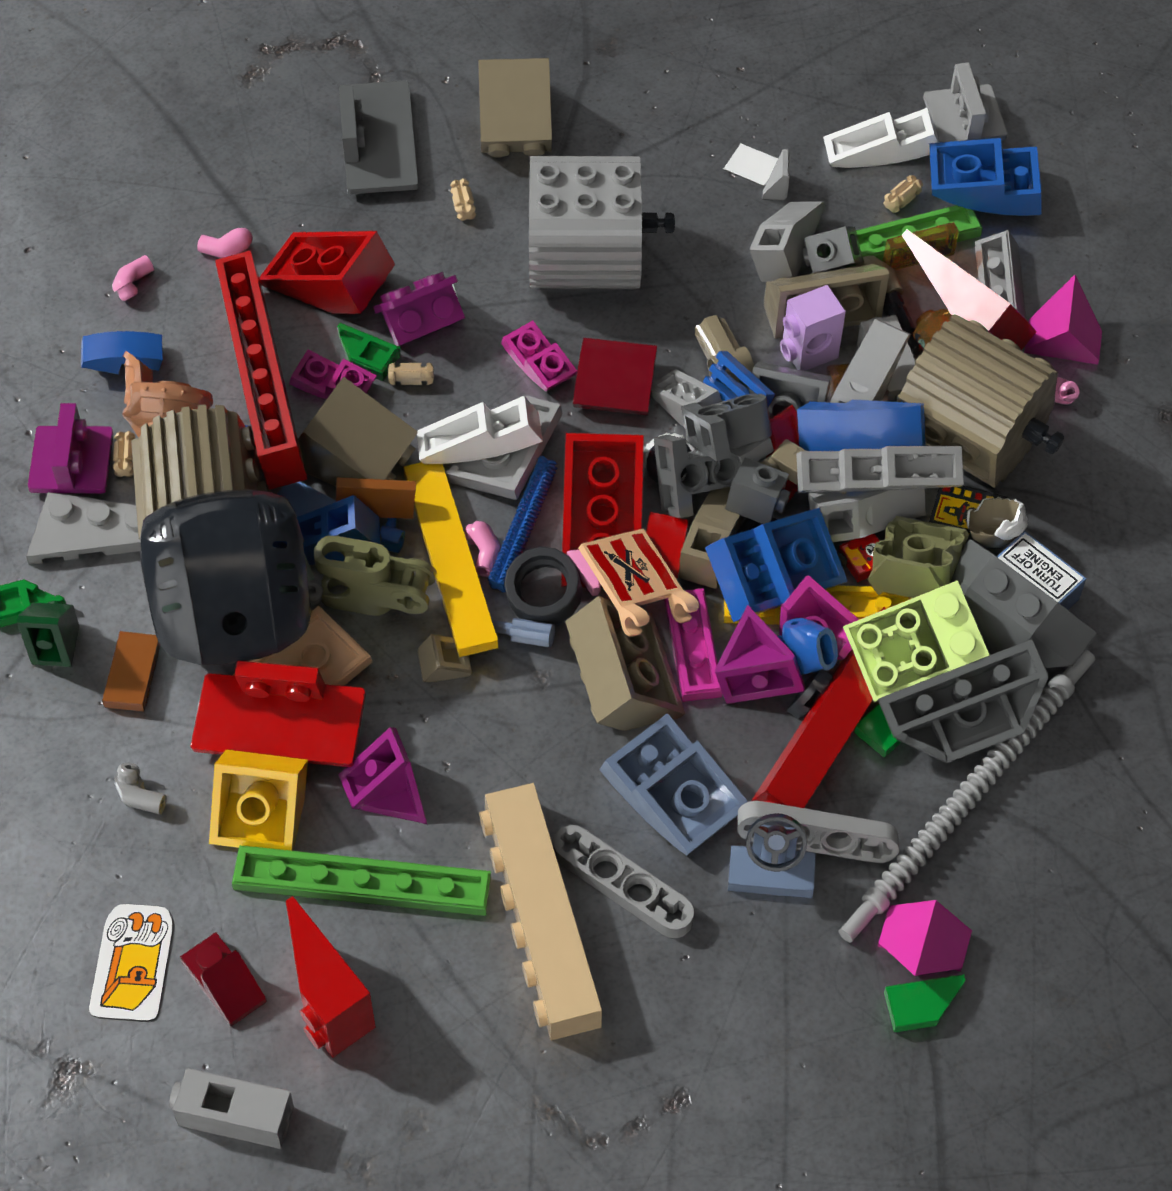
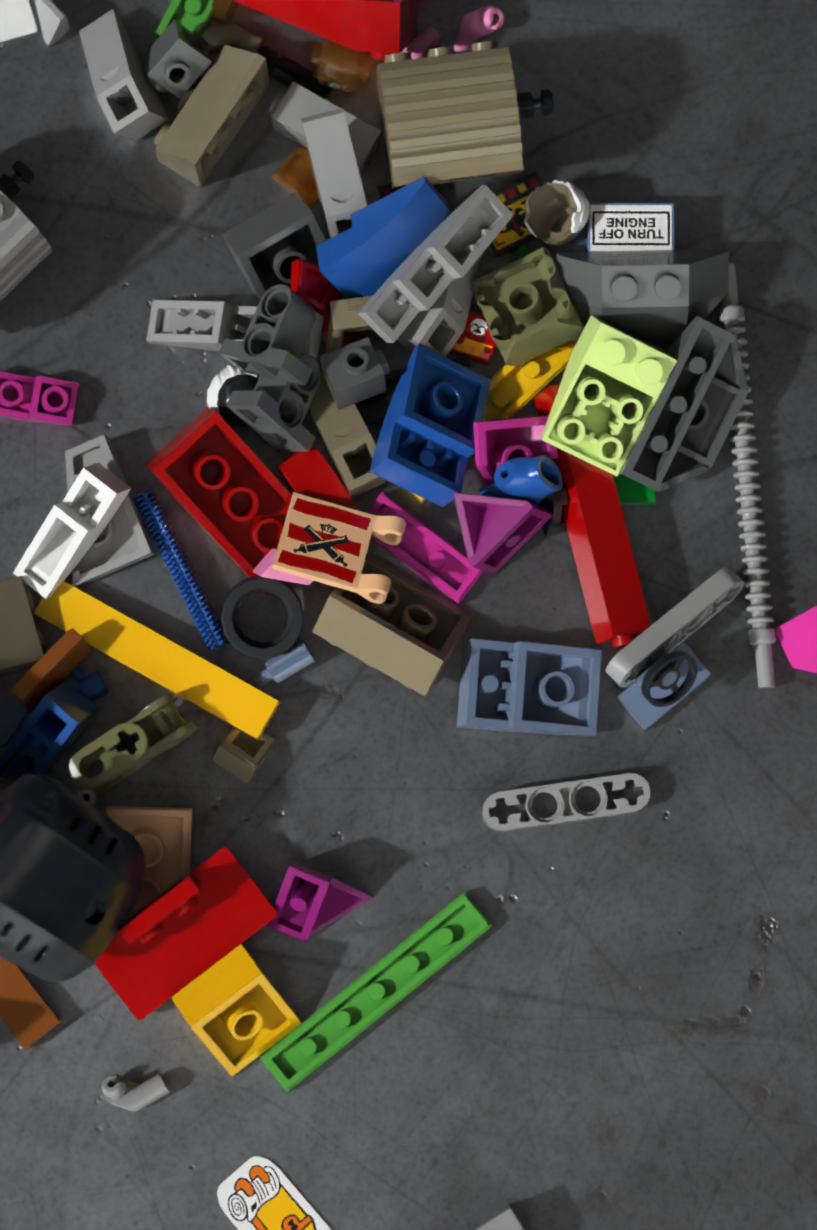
camera: 45 degrees left, 25 degrees up
(224, 978) = (359, 1167): dark red slope -> none
(332, 996) = (458, 1111): red slope -> none
(483, 536) = (172, 616): bright pink arm -> none
(542, 912) = (535, 887): tan brick -> none
(615, 376) = (115, 358): dark red slope -> none
(716, 336) = (191, 254): dark tan piece -> none
(720, 375) = (240, 289): blue tile -> none
(812, 329) = (239, 162): lavender brick -> none

